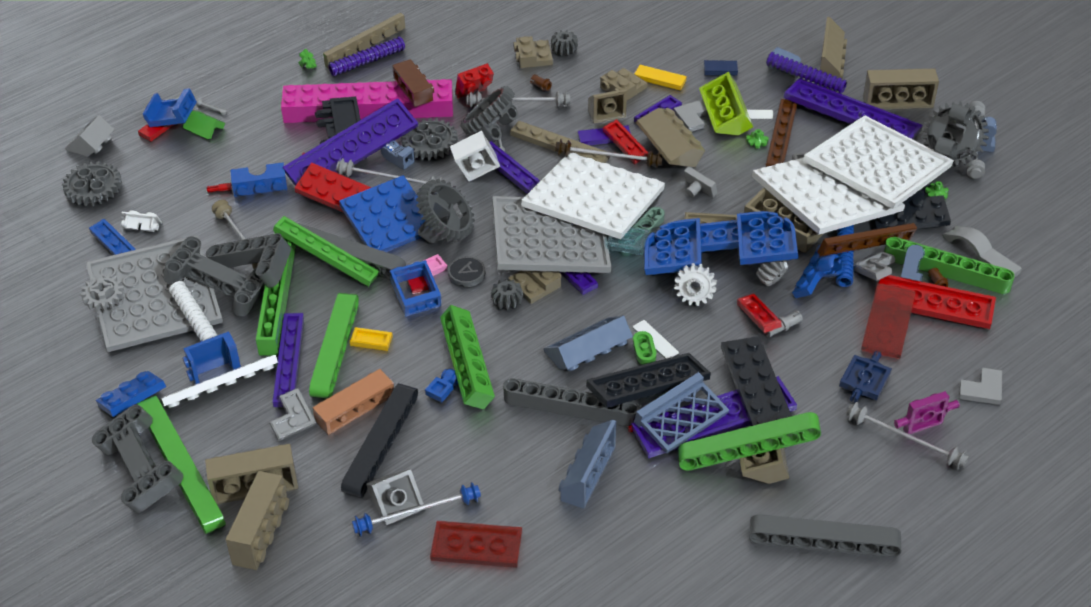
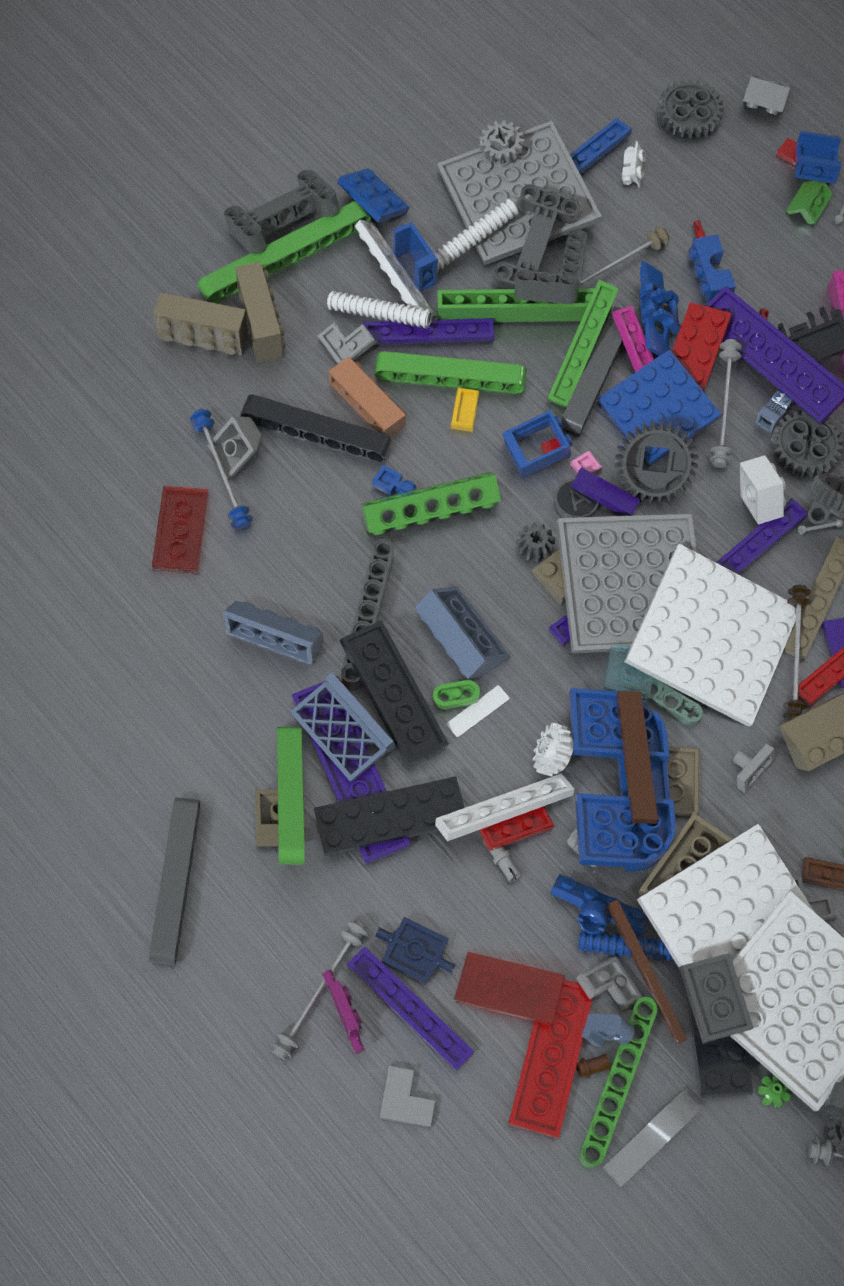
camera: 85 degrees right, 20 degrees up
(263, 387) = (379, 309): none -> white piece
(301, 208) = (655, 319): none -> blue piece
(324, 224) = (632, 337): none -> dark pink tile
(464, 250) = (605, 493): none -> dark purple tile
(704, 230) = (636, 758): none -> reddish brown tile
(747, 313) = (504, 807): none -> white plate
(891, 190) = (716, 998): none -> dark grey plate
(911, 381) = (410, 1008): none -> dark purple plate

